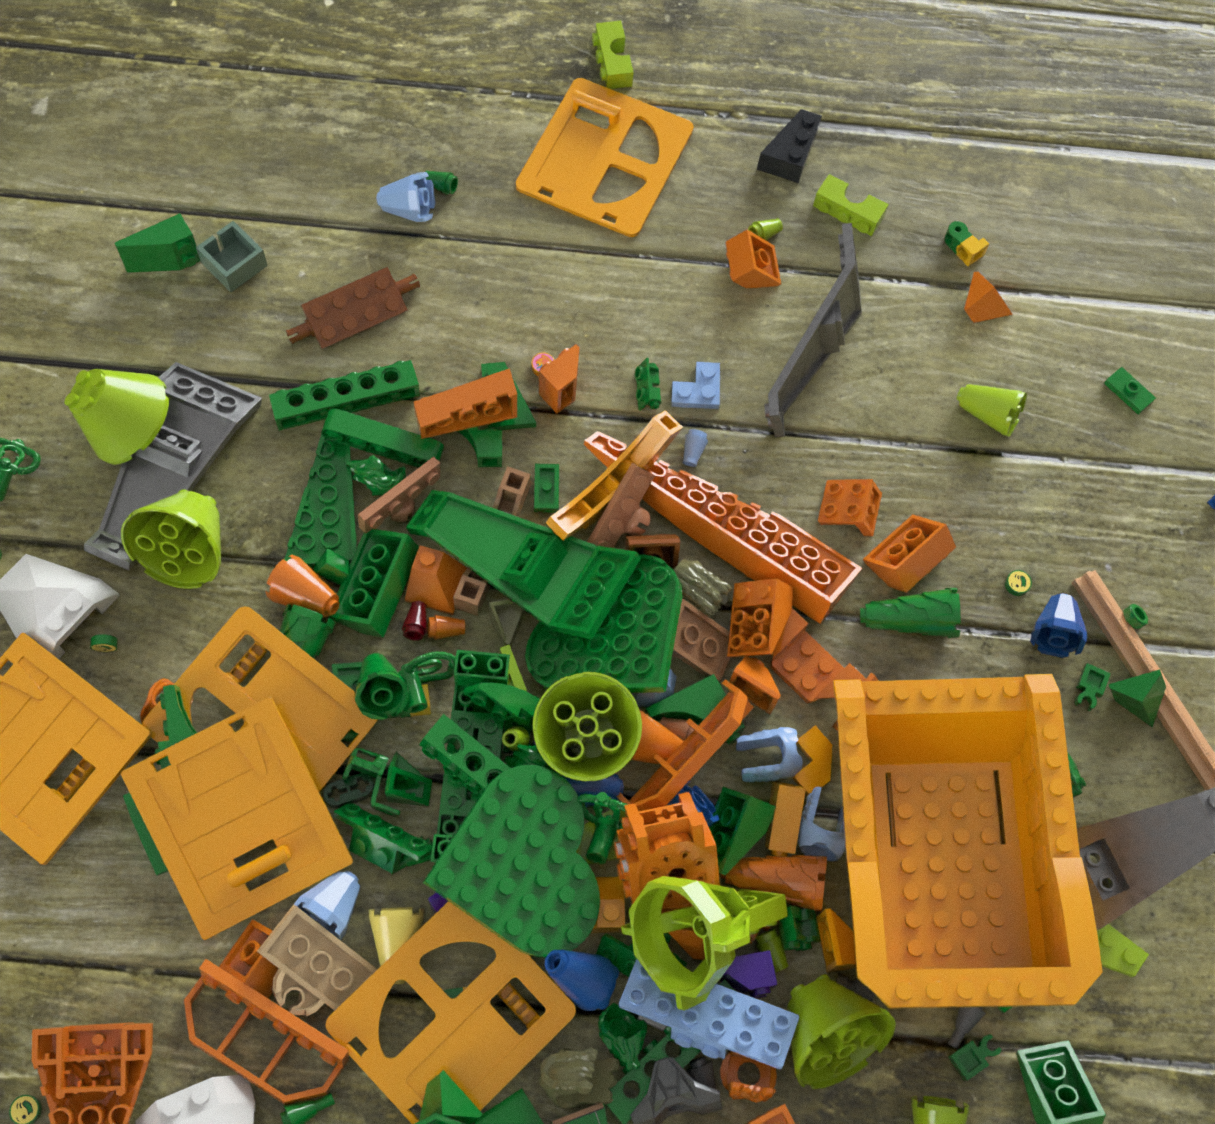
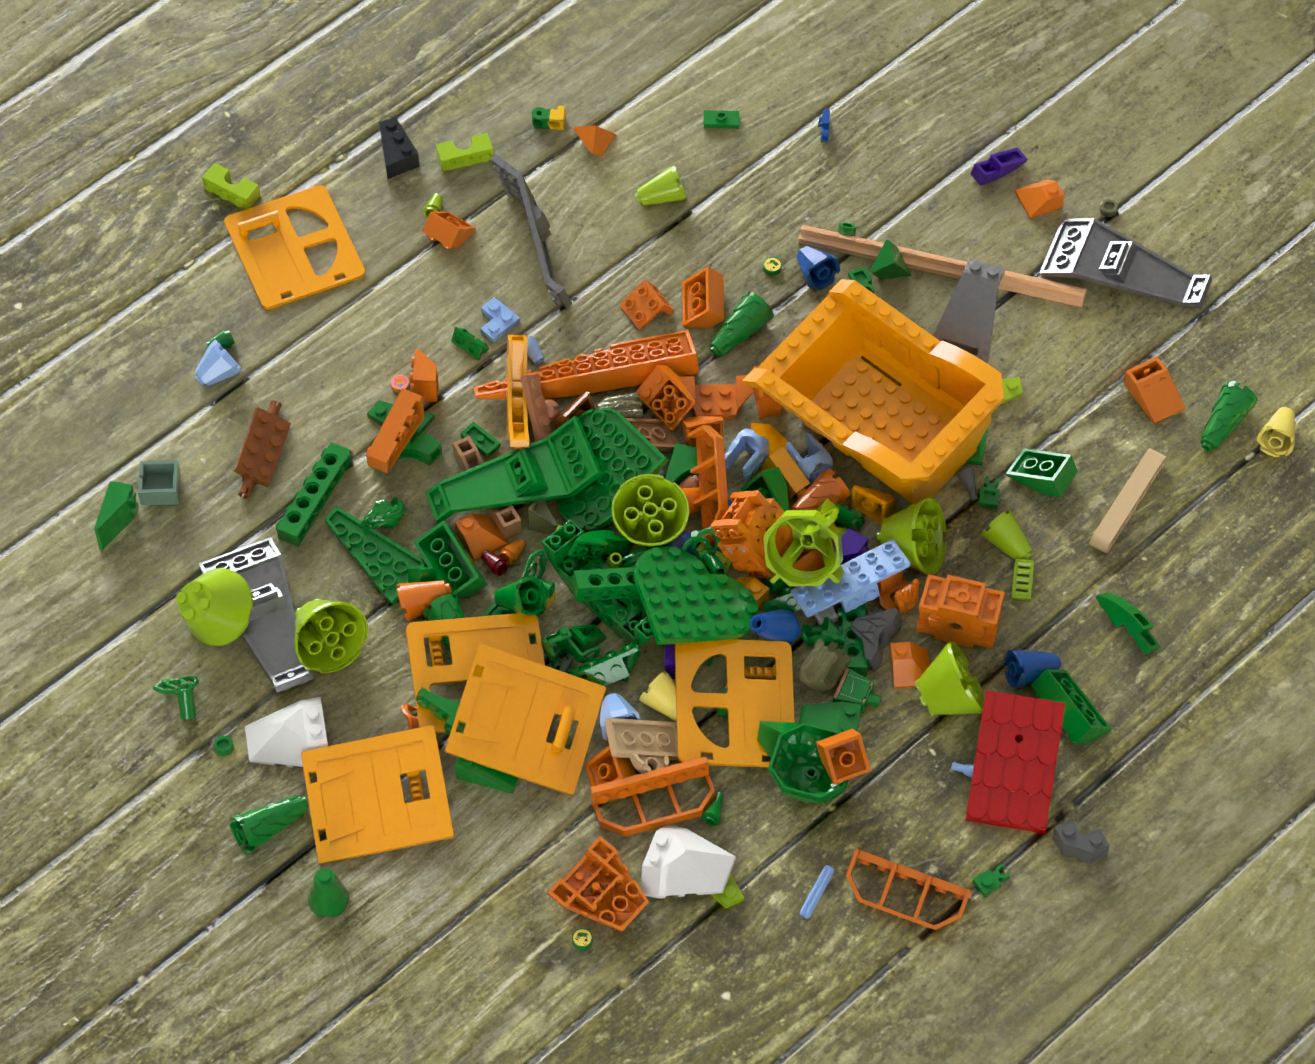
camera: 40 degrees left, 10 degrees down
(104, 643) = (346, 722): green tile -> none
(380, 438) = (366, 494): green beam -> none
(400, 499) = (415, 517): nougat plate -> none

